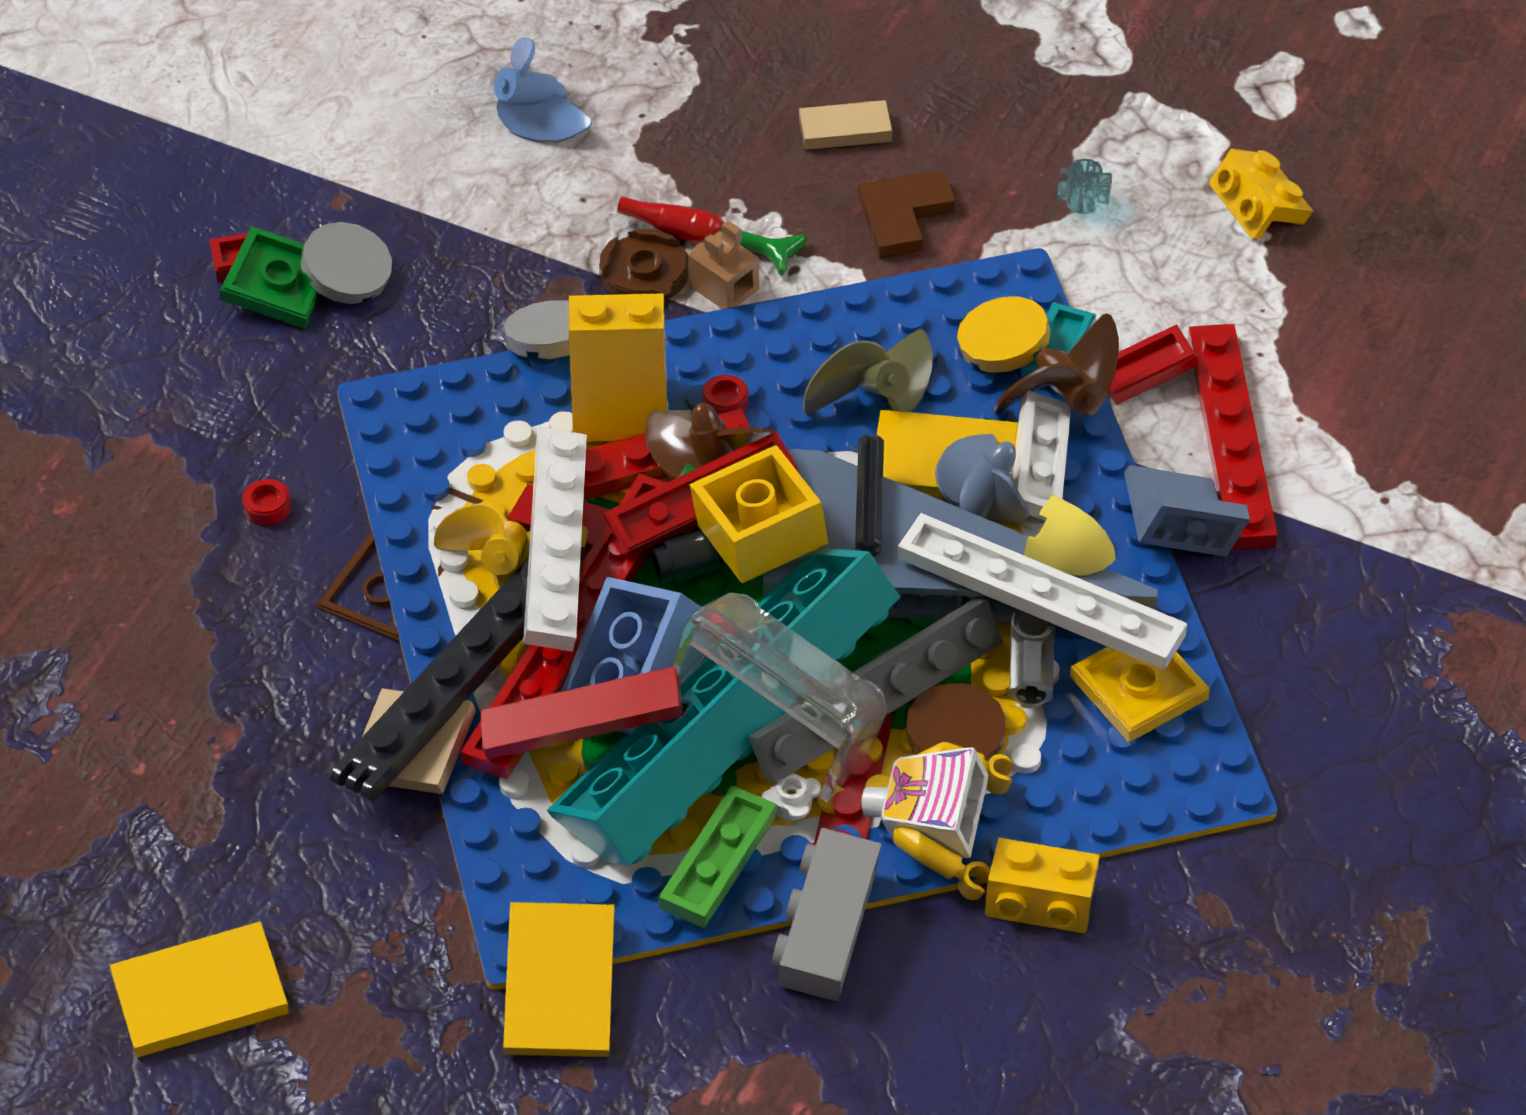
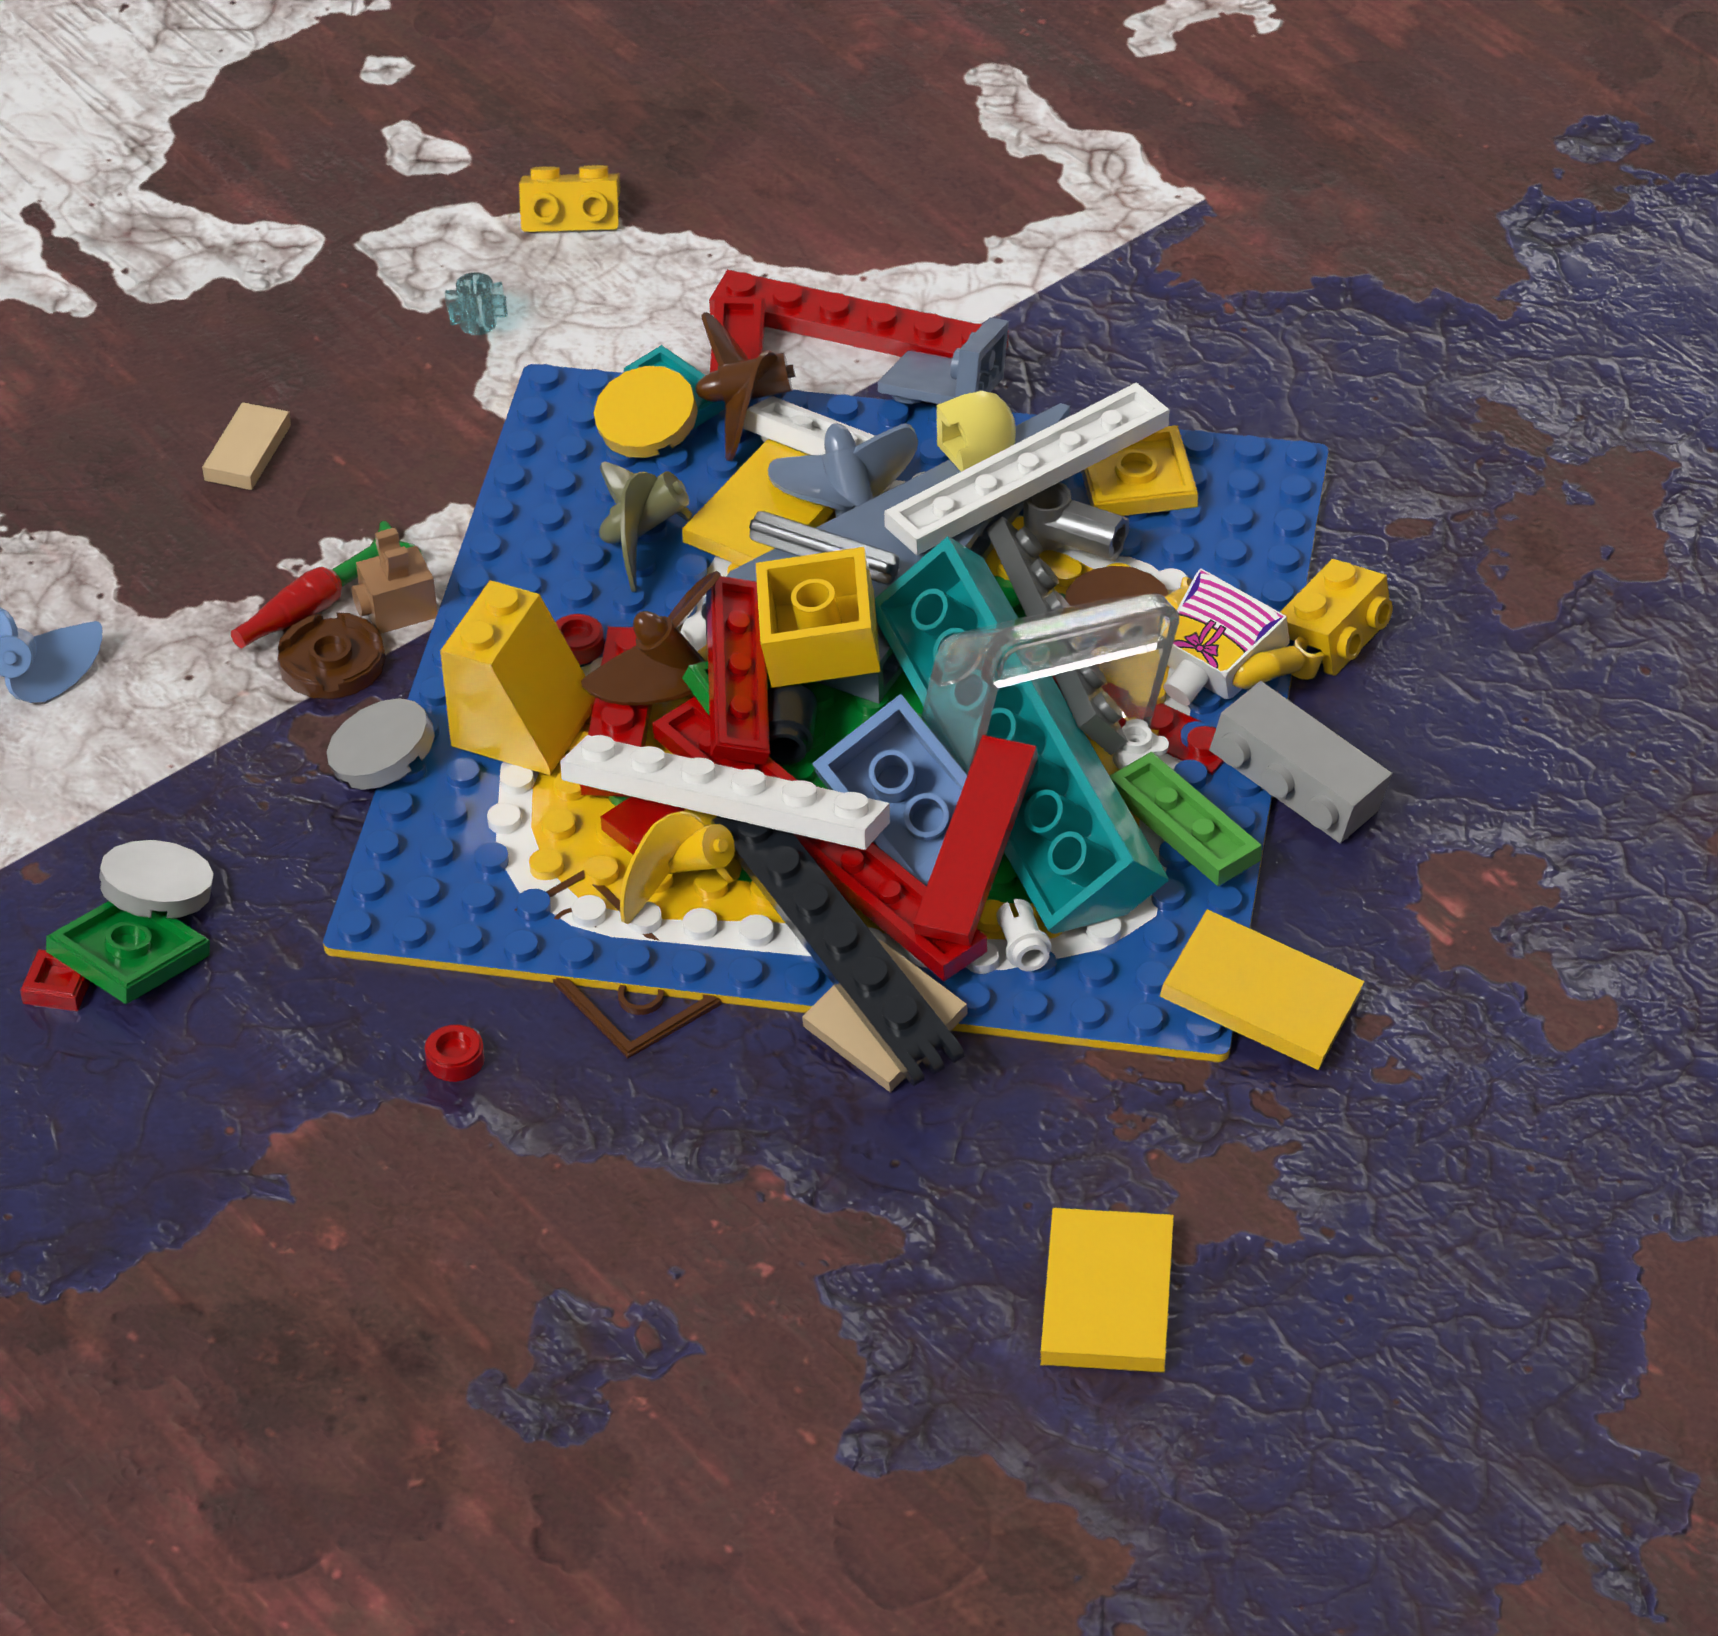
camera: 65 degrees left, 5 degrees down
(519, 800) = (1027, 945): none -> white pin
(897, 202) = (392, 448): reddish brown tile -> none

